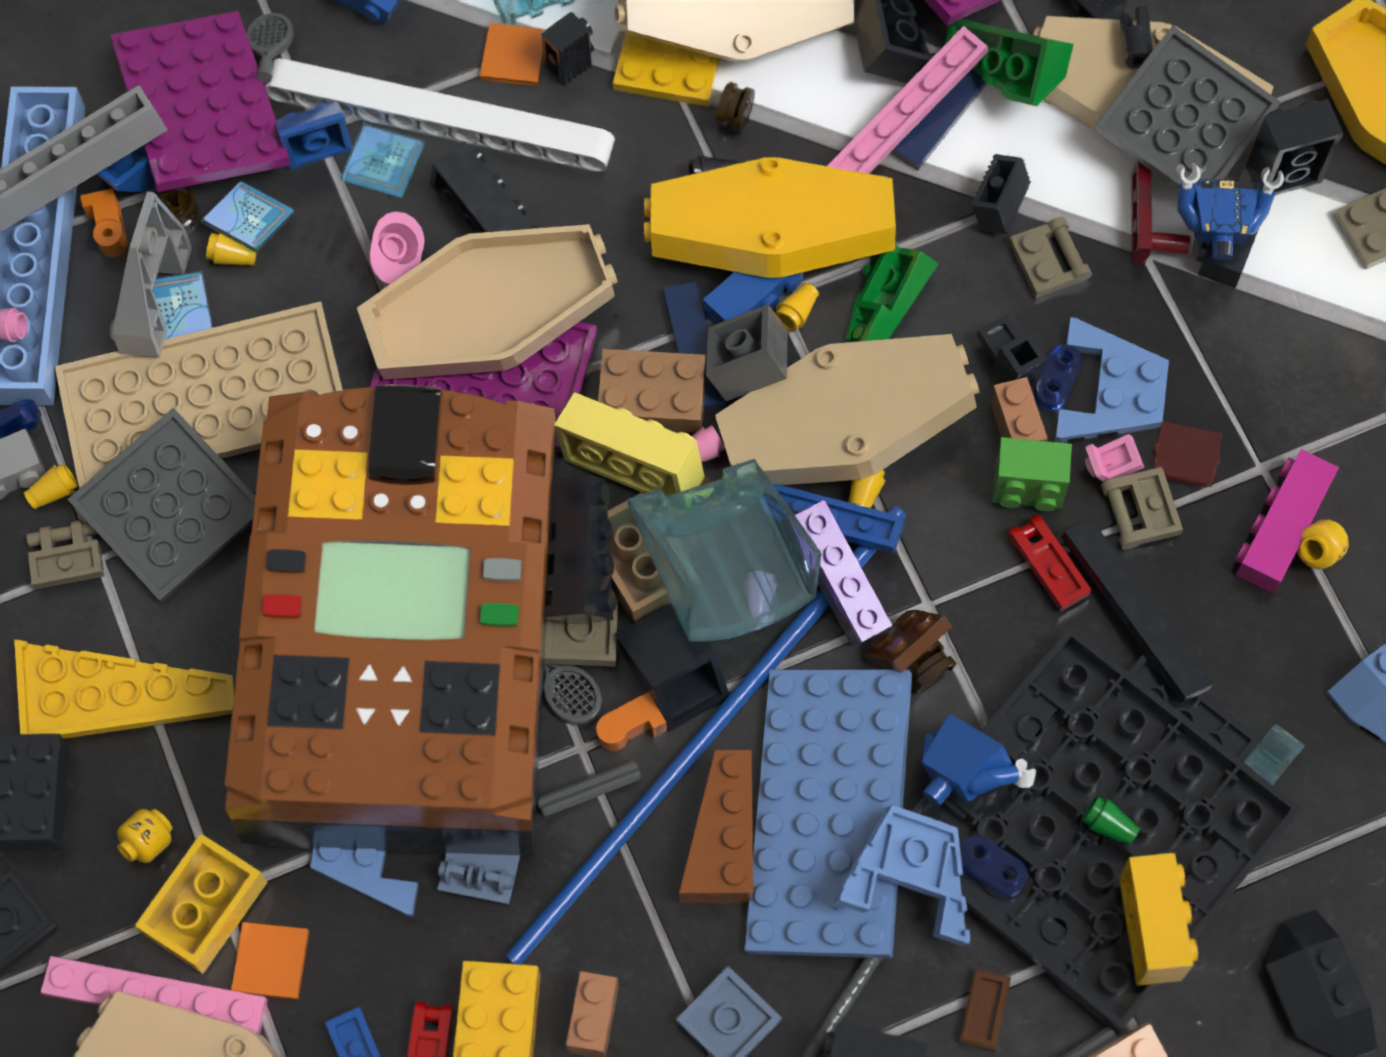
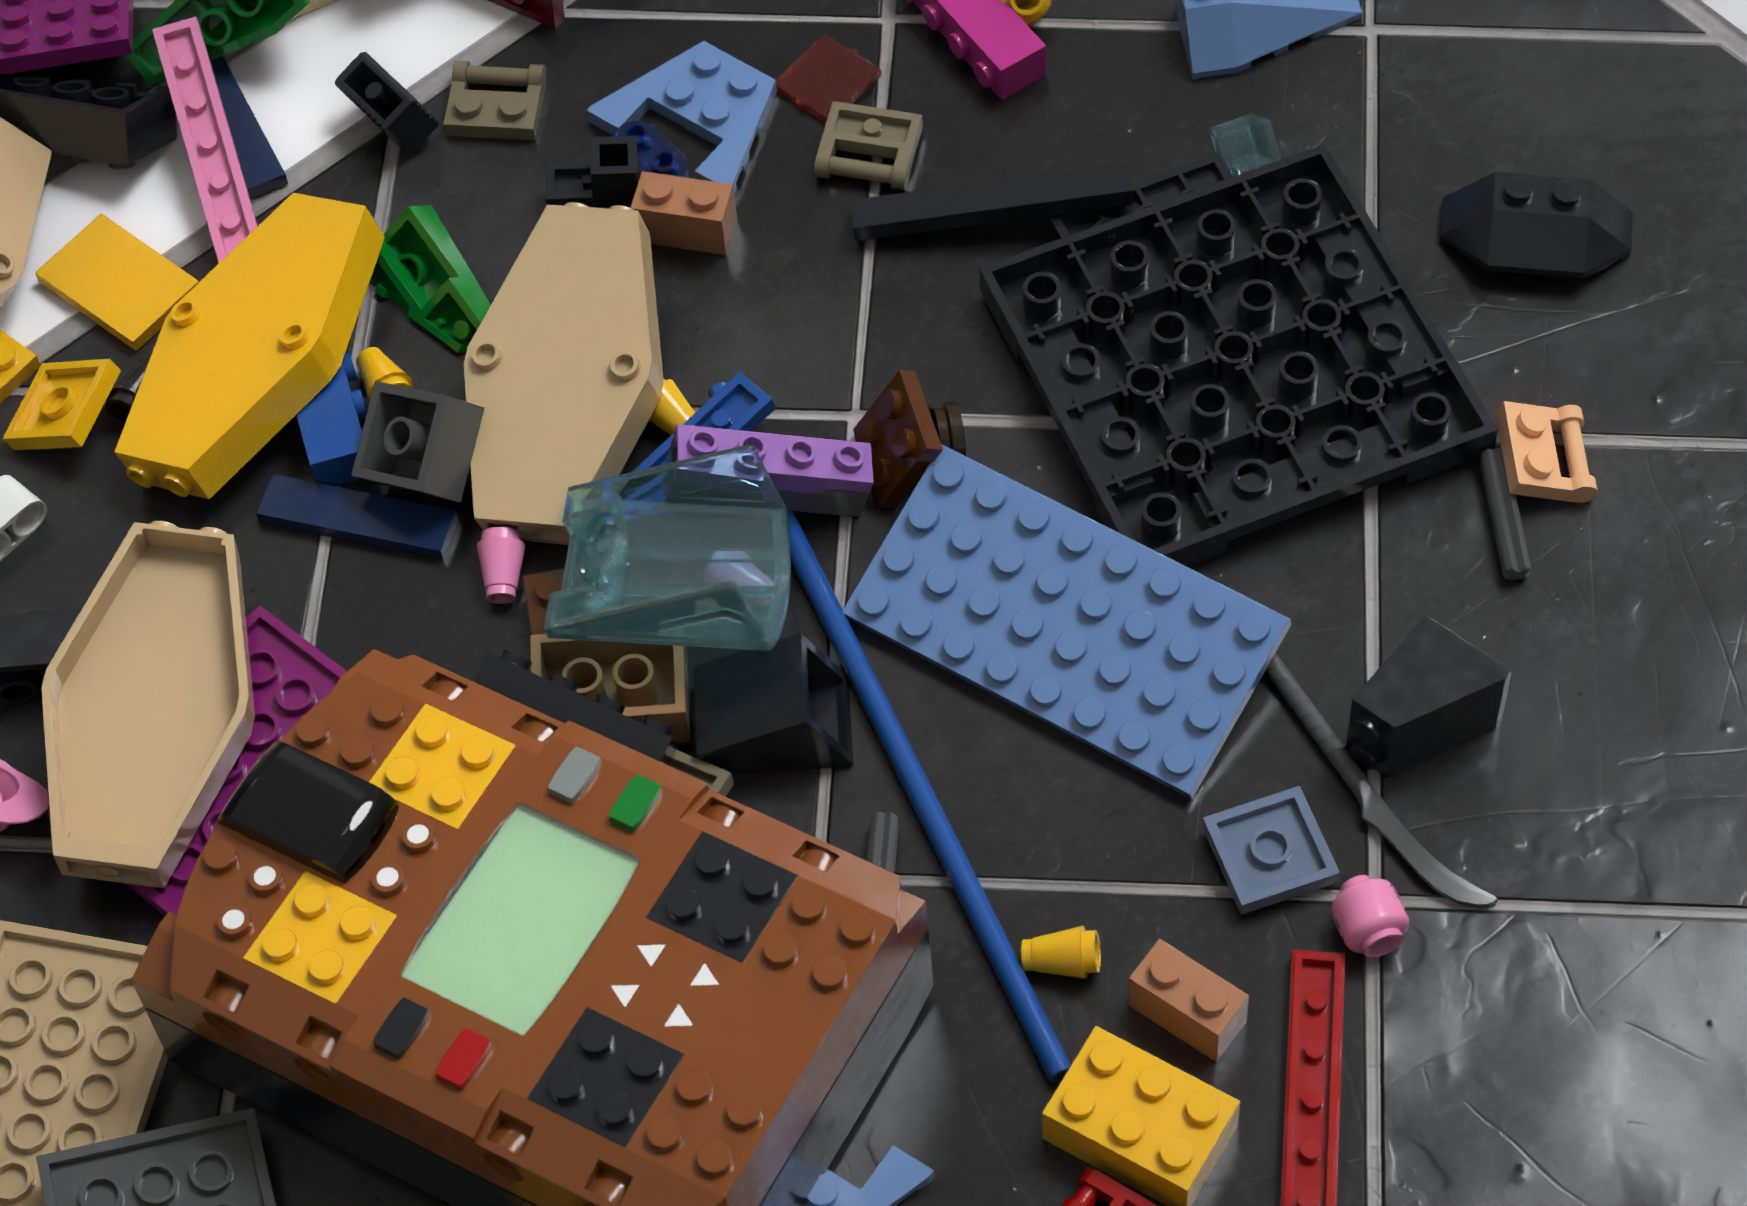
camera: 60 degrees left, 10 degrees down
(479, 875) = (926, 1064): sand blue hinge -> none
(592, 923) = (1063, 953): none -> yellow cone
(628, 447) = (472, 609): light yellow brick -> none
(630, 721) = (818, 776): orange leg -> none
(655, 386) = (392, 576): medium nougat brick -> none
(677, 135) = (62, 404): none -> yellow tile
(722, 844) = (1029, 747): dark orange wedge -> none
(735, 107) = (71, 325): dark brown wheel -> none
(789, 114) = (116, 281): none -> yellow tile
(915, 855) = (1185, 531): medium blue wing -> none
(968, 763) = (1092, 432): blue torso -> none
(984, 1010) = (1395, 573): reddish brown tile -> none
(991, 867) = (1236, 468): clear blue plate -> none
(1031, 473) = (764, 222): bright green piece -> none
(1049, 563) = (878, 264): red plate -> none
(1110, 821) = (1242, 325): green cone -> none
(1113, 459) = (793, 143): bright pink bracket -> none
(1157, 919) = (1393, 320): yellow brick -> none

